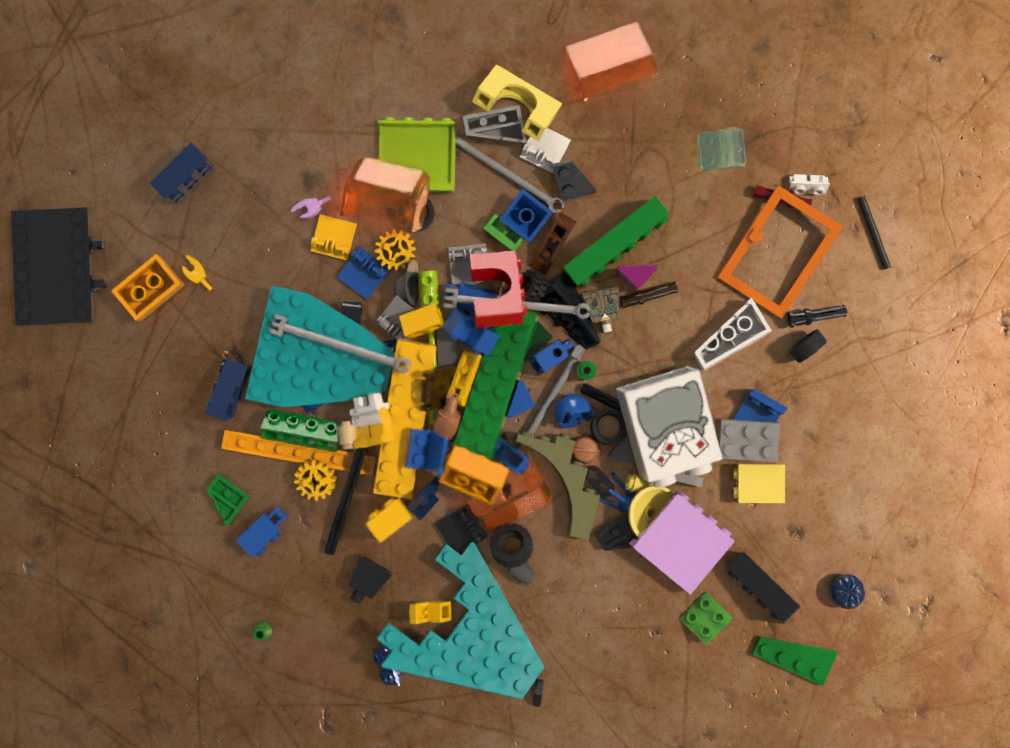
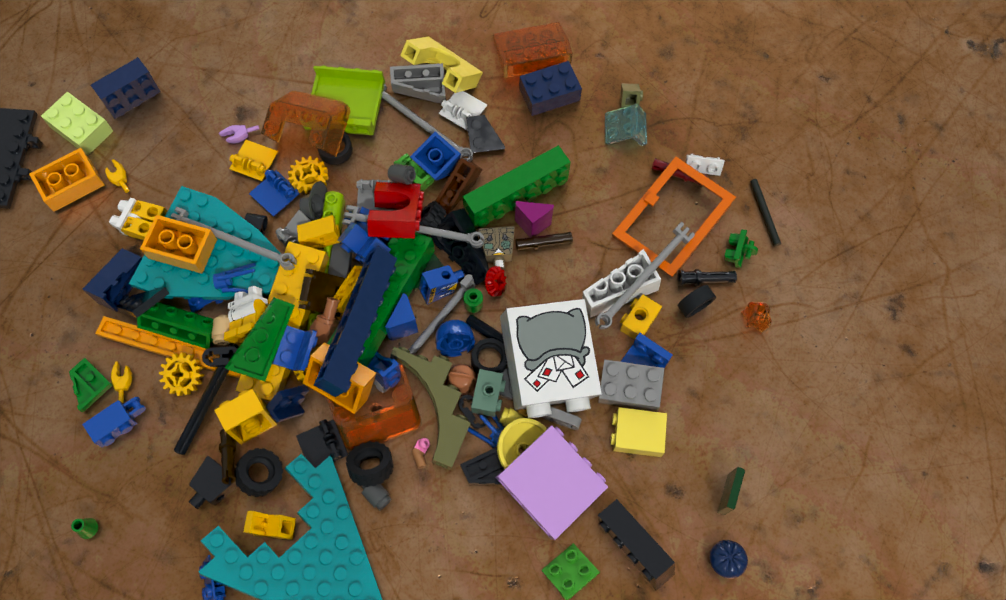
camera: 10 degrees right, 20 degrees down
(138, 219) = (77, 123): none -> yellowish green brick
(227, 319) = (136, 217): none -> yellow hips
(259, 493) = (121, 383): none -> yellow hand
(261, 417) = (139, 303): none -> black wing
(290, 358) = (178, 244): none -> light orange brick
(341, 388) = (224, 279): none -> blue plant
(354, 467) = (218, 351): none -> black beam
(378, 555) = (227, 450): none -> dark brown pin
(394, 453) = (261, 344): none -> green wing
(398, 574) = (250, 486): none -> black tyre
(484, 423) = (355, 323): none -> dark blue brick
(495, 244) = (401, 173): none -> dark grey brick
(553, 525) = (418, 452): none -> arm
(605, 347) = (495, 273): none -> red gear
(612, 465) = (487, 393): none -> sand green brick
(637, 113) = (550, 88): none -> dark blue brick
(725, 113) = (630, 94): none -> olive brick
(761, 359) = (647, 309): none -> yellow brick
(788, 279) = (680, 236): none -> light grey hinge
(848, 532) = (731, 491): none -> dark green tile
(850, 271) = (743, 248): none -> green hips
(869, 351) = (757, 315): none -> clear orange piece

